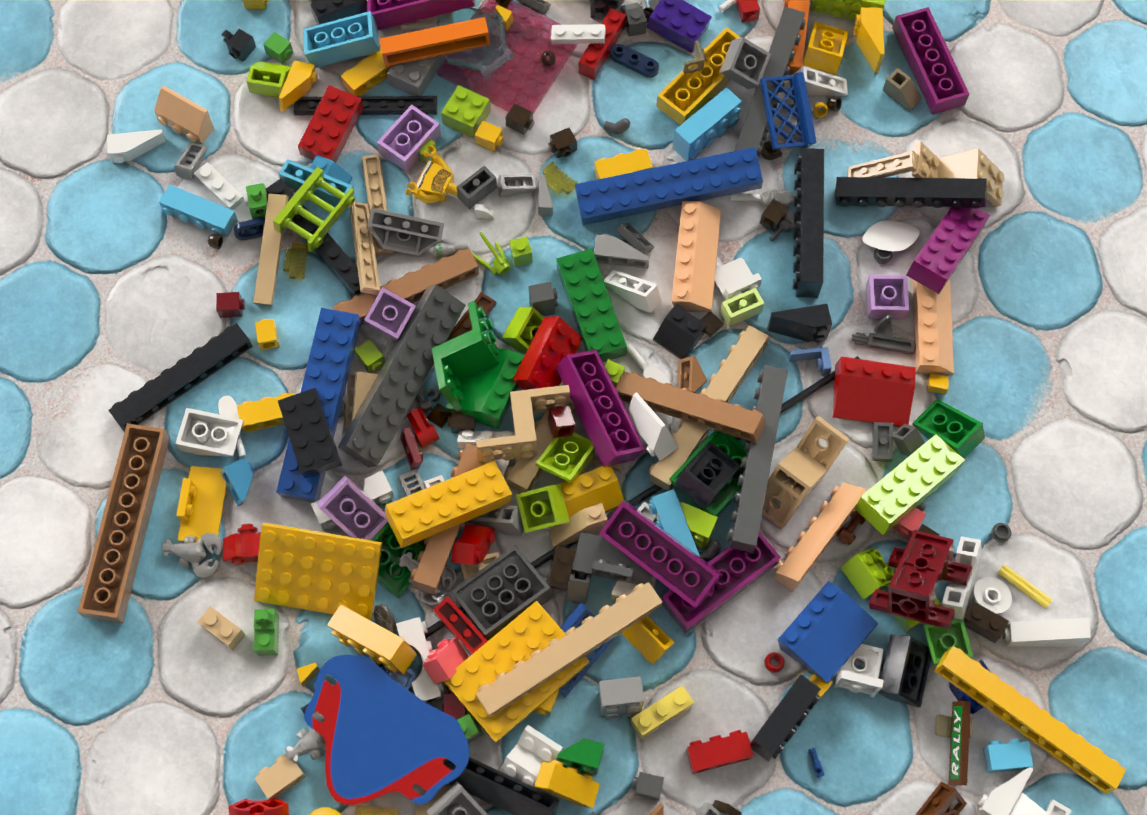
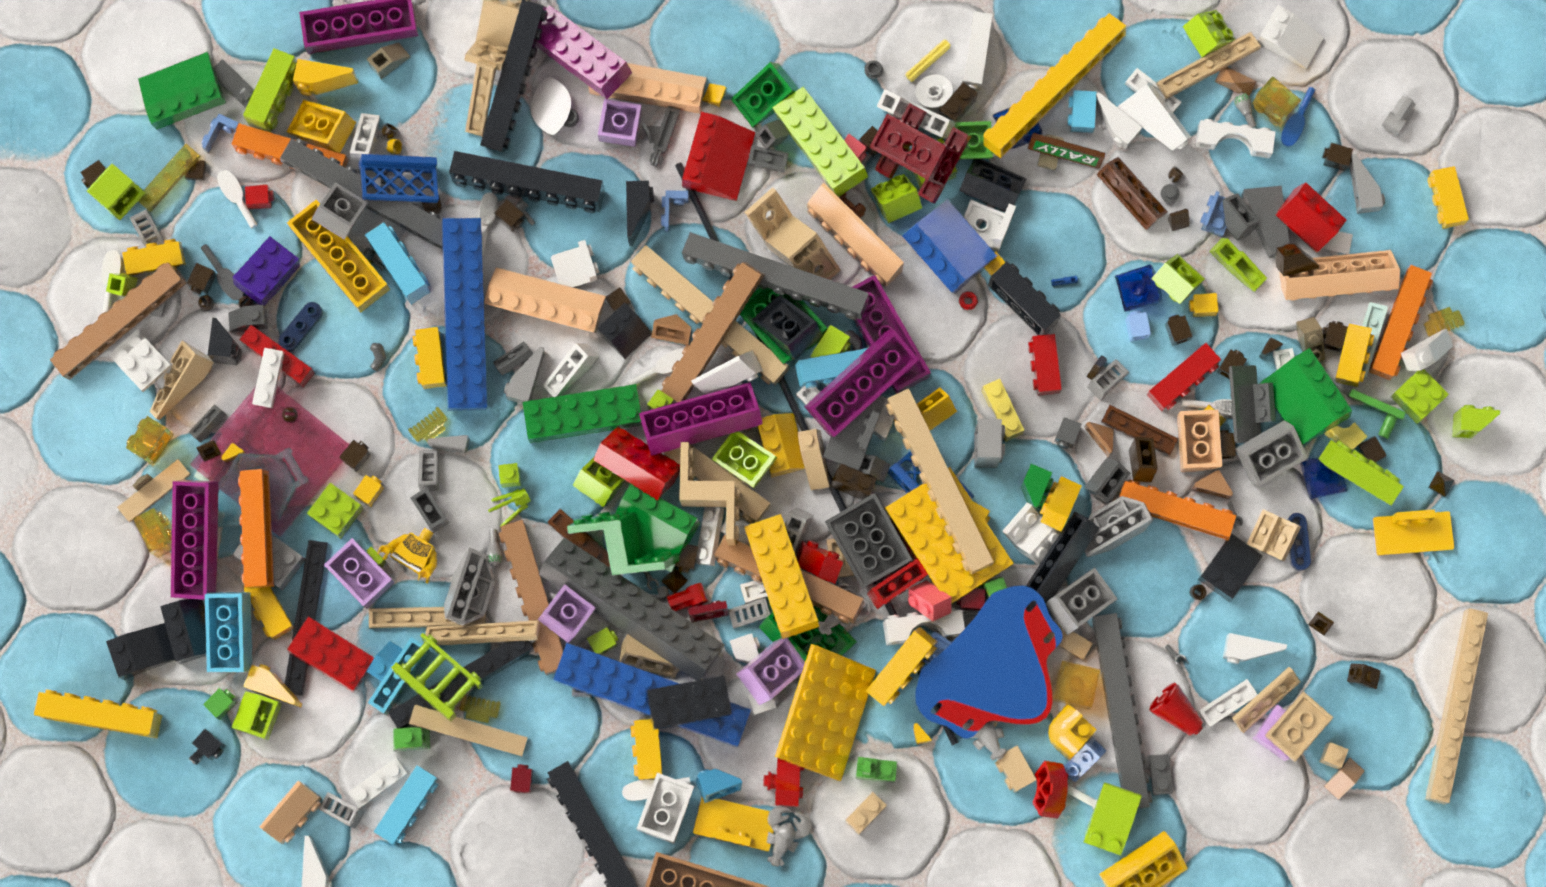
camera: 80 degrees left, 10 degrees up
(215, 241) = (443, 790): dark brown hinge -> none
(249, 229) = (437, 750): dark blue plate -> none
(267, 334) = (560, 744): yellow brick -> none
(385, 618) = (881, 654): dark grey wheel -> none
(482, 213) = (456, 508): white tile -> none
(542, 508) = (794, 489): lime brick -> none
(543, 298) = (570, 459): dark grey brick -> none
(561, 421) = (709, 458): dark red brick -> none
(563, 143) = (390, 415): dark brown brick -> none
(700, 55) = (322, 255): dark tan bracket -> none
(742, 307) = (608, 265): yellowish green brick -> none

